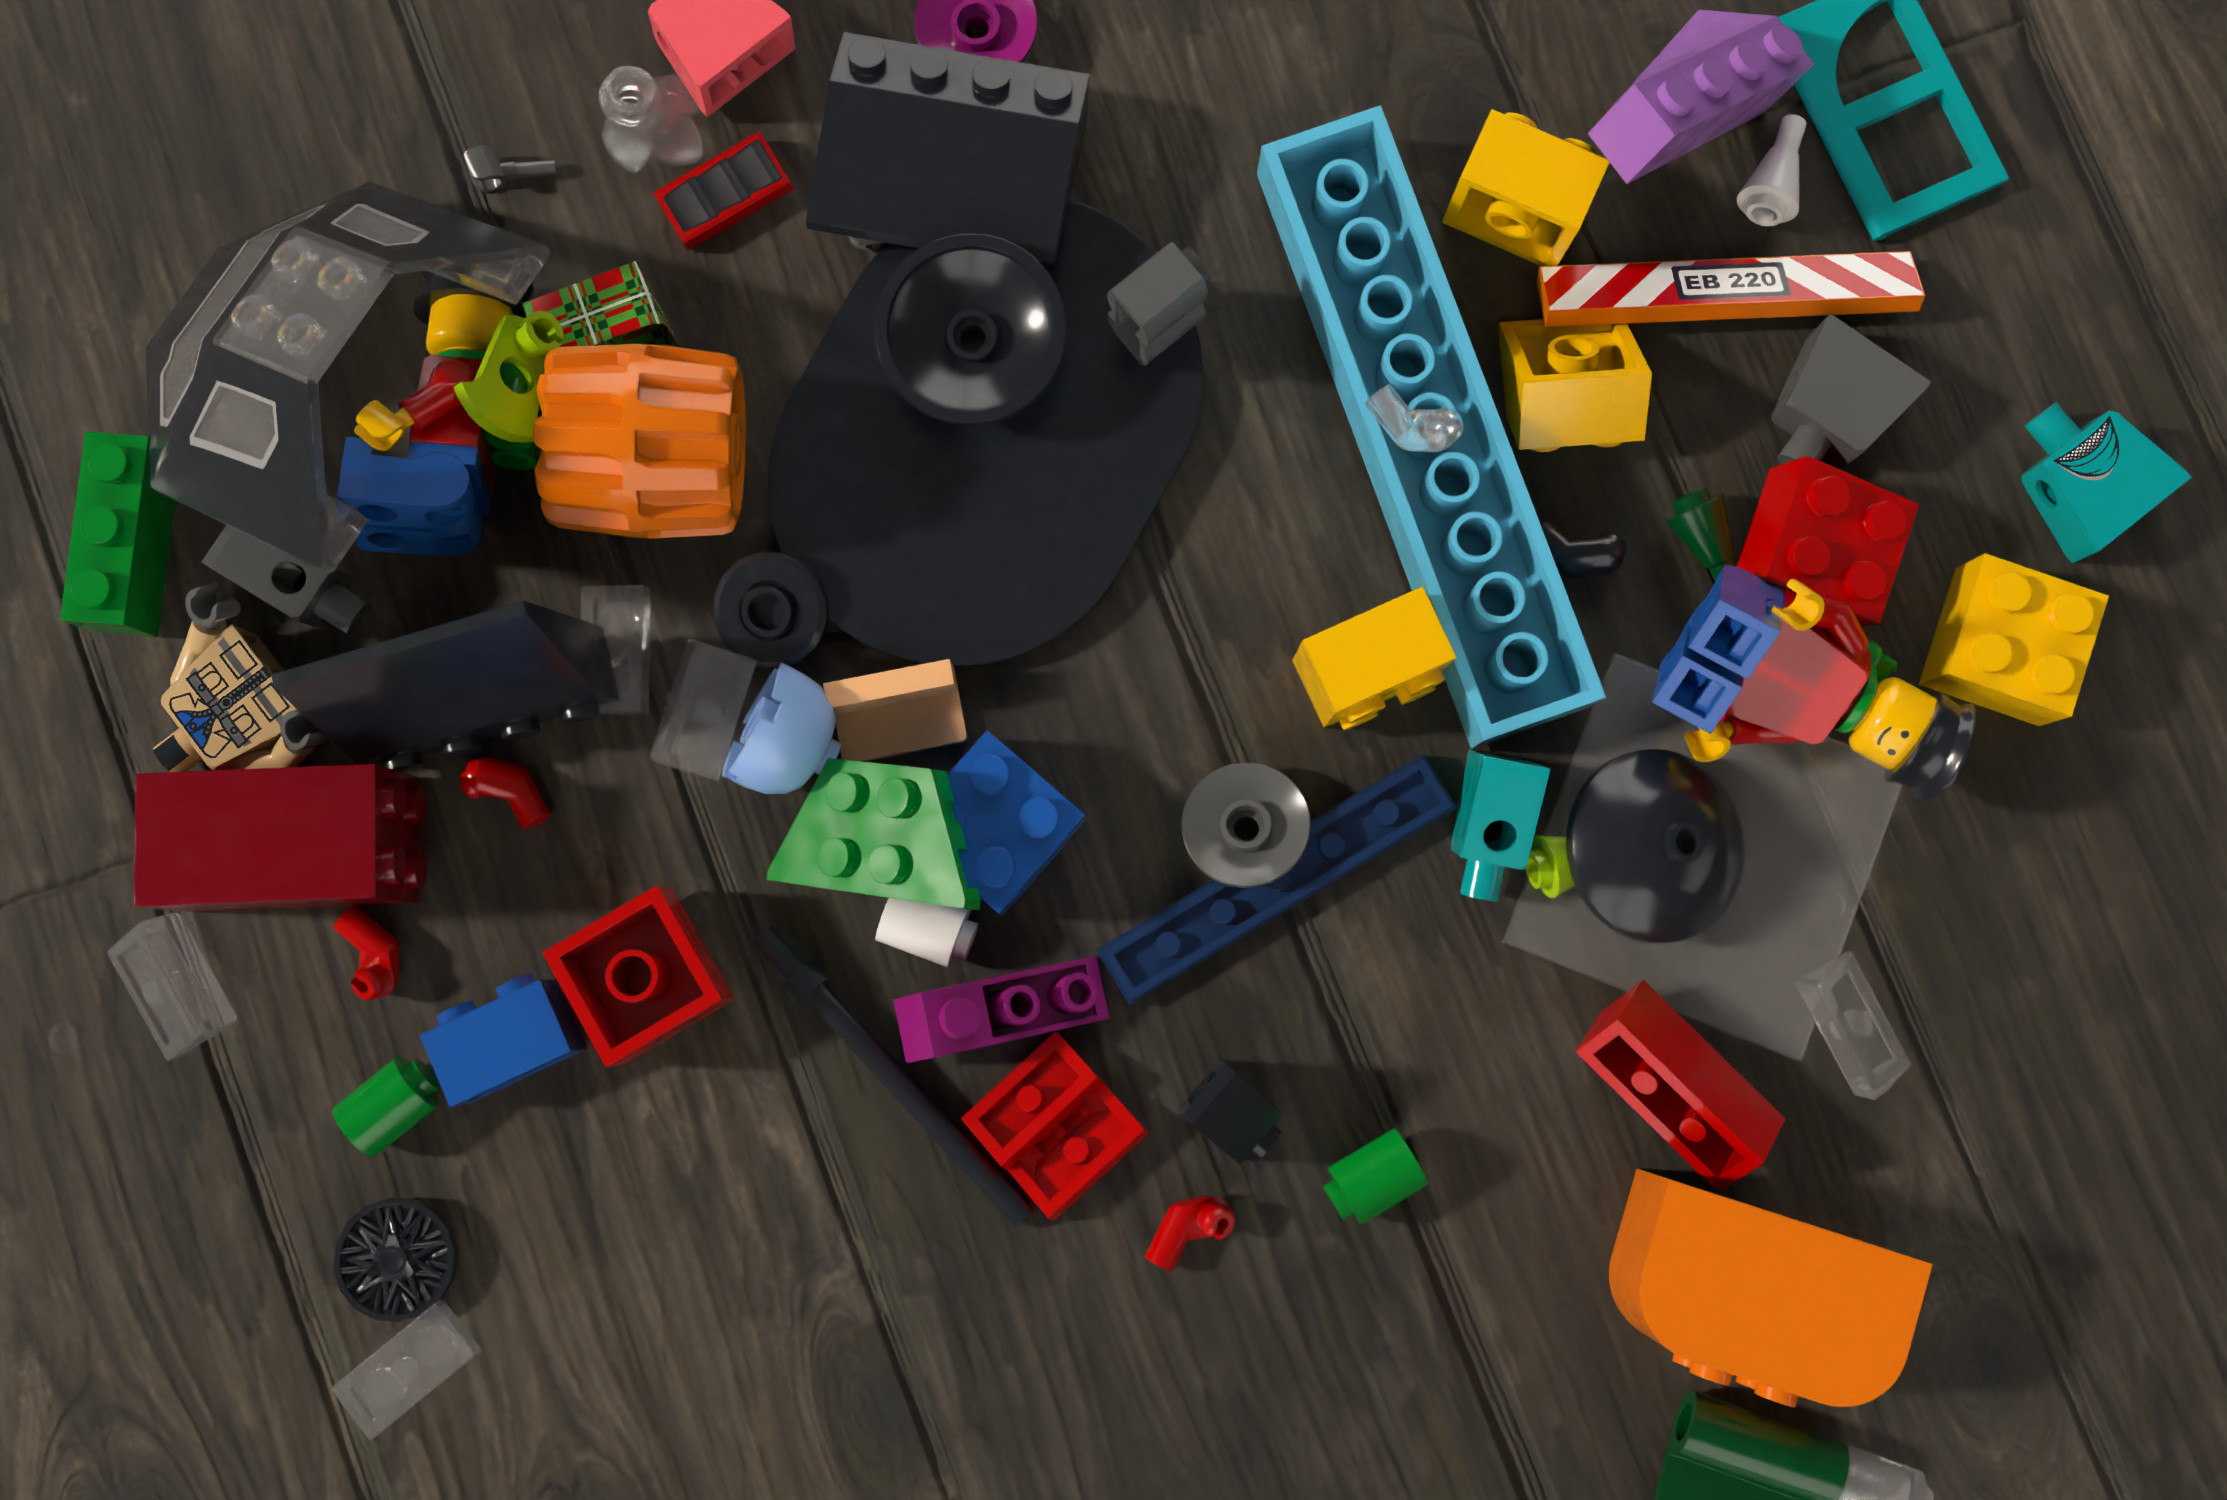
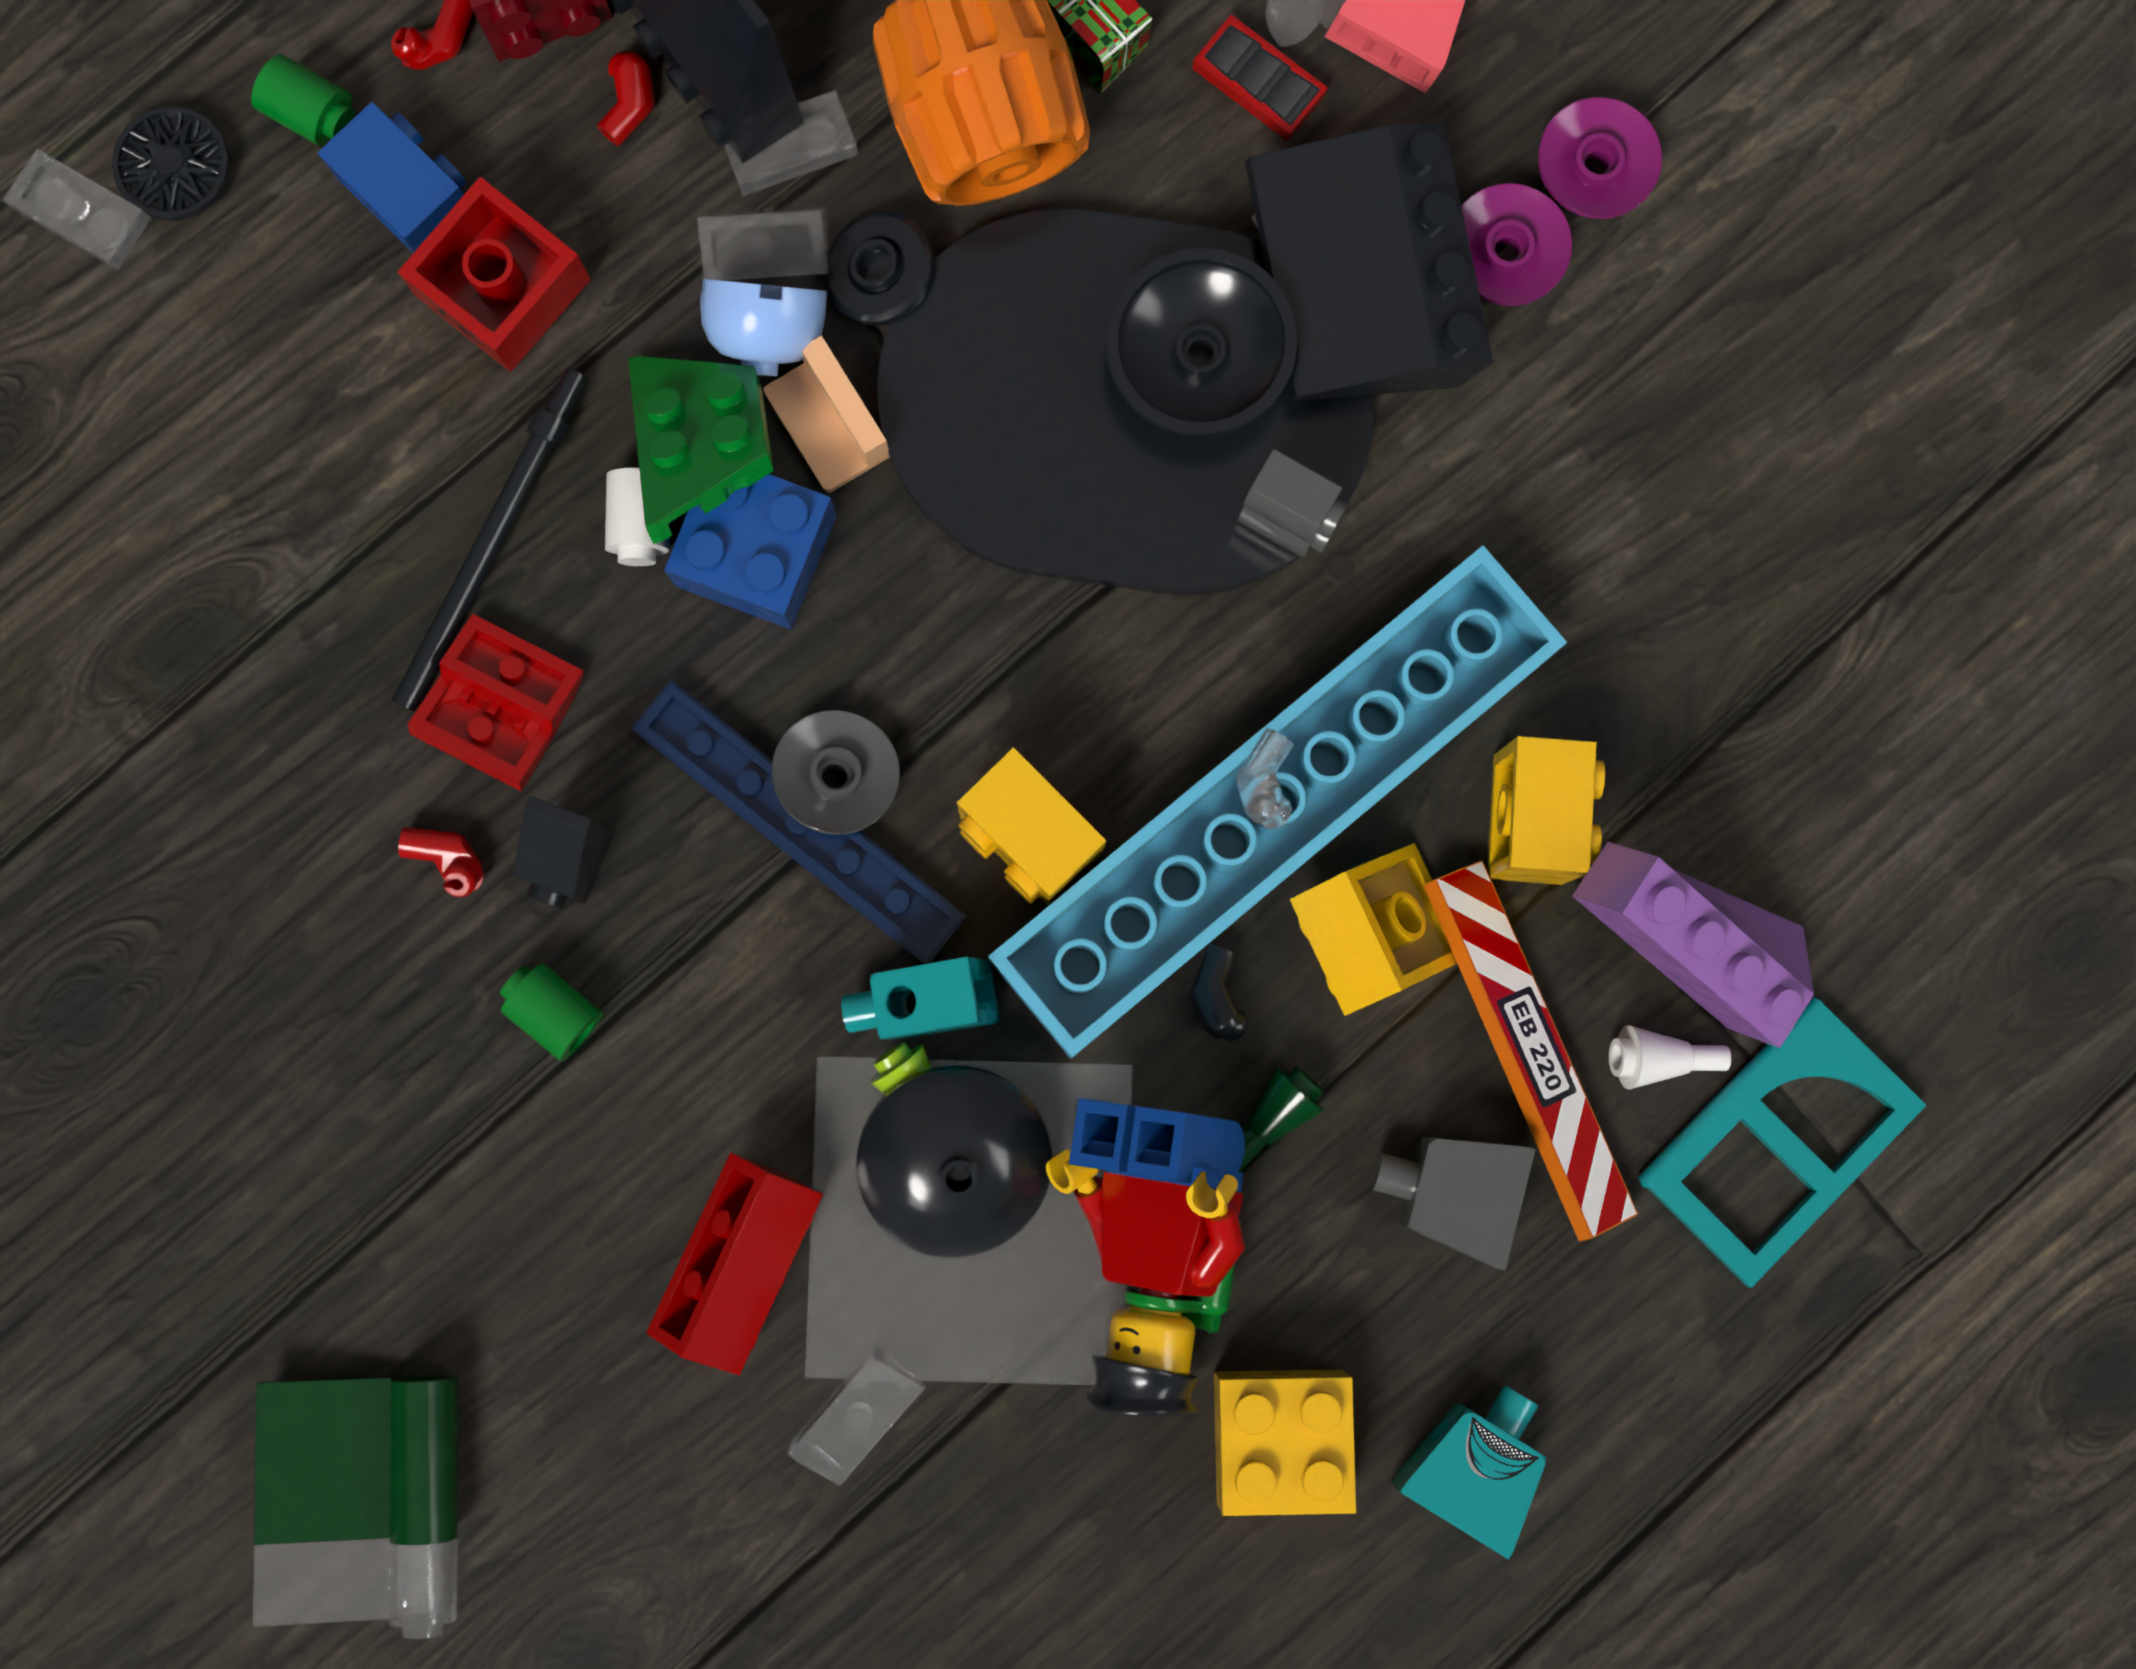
camera: 60 degrees right, 0 degrees up
(1000, 1009) = (585, 613): magenta slope -> none
(1764, 1295) = (563, 1406): orange brick -> none
(1829, 535) = (1309, 1224): red brick -> none

